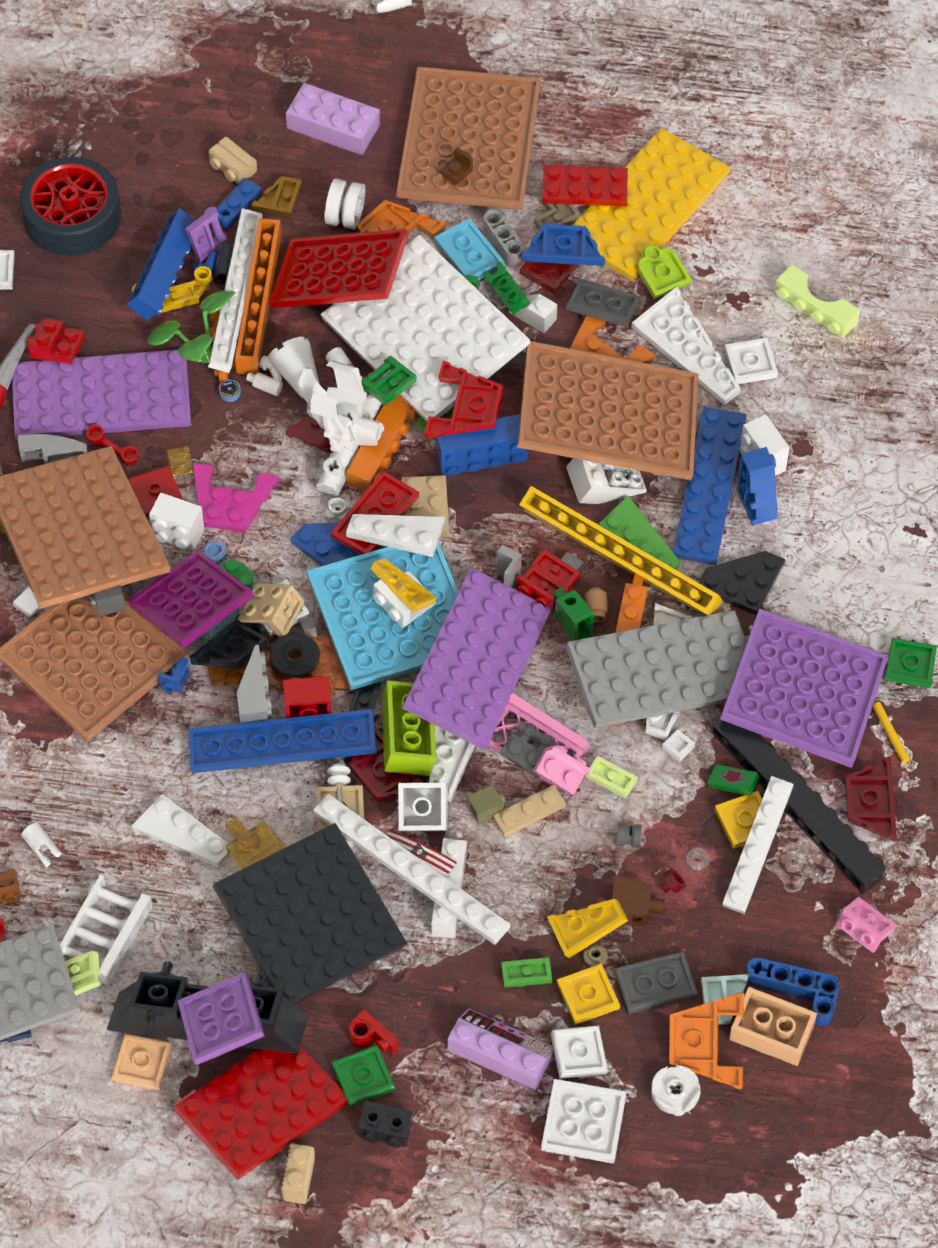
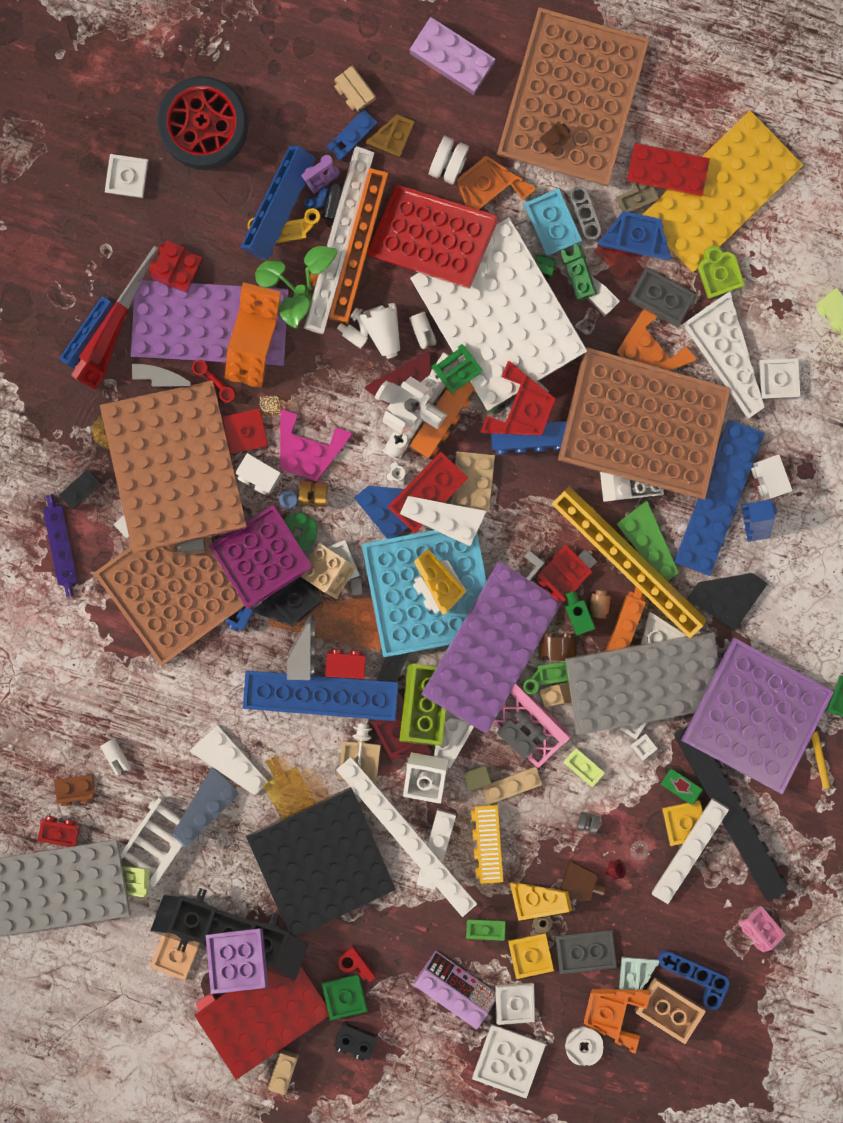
camera: 15 degrees right, 30 degrees up
(151, 383) = (252, 335): none -> orange bracket
(158, 879) = (206, 805): none -> sand blue wing
(229, 390) = (321, 339): tile -> none
(248, 531) = (320, 493): none -> pearl gold wheel
(294, 642) = (329, 621): black wheel -> none
(431, 857) = (415, 816): sticker -> none
(512, 874) = (488, 843): none -> yellow brick
(551, 656) = (557, 647): none -> reddish brown cylinder
(551, 685) = (547, 674): none -> bright green plate
(561, 768) = (543, 758): bright pink bracket -> none
(566, 705) = (555, 694): none -> tan slope
(872, 799) = (791, 819): dark red wing -> none

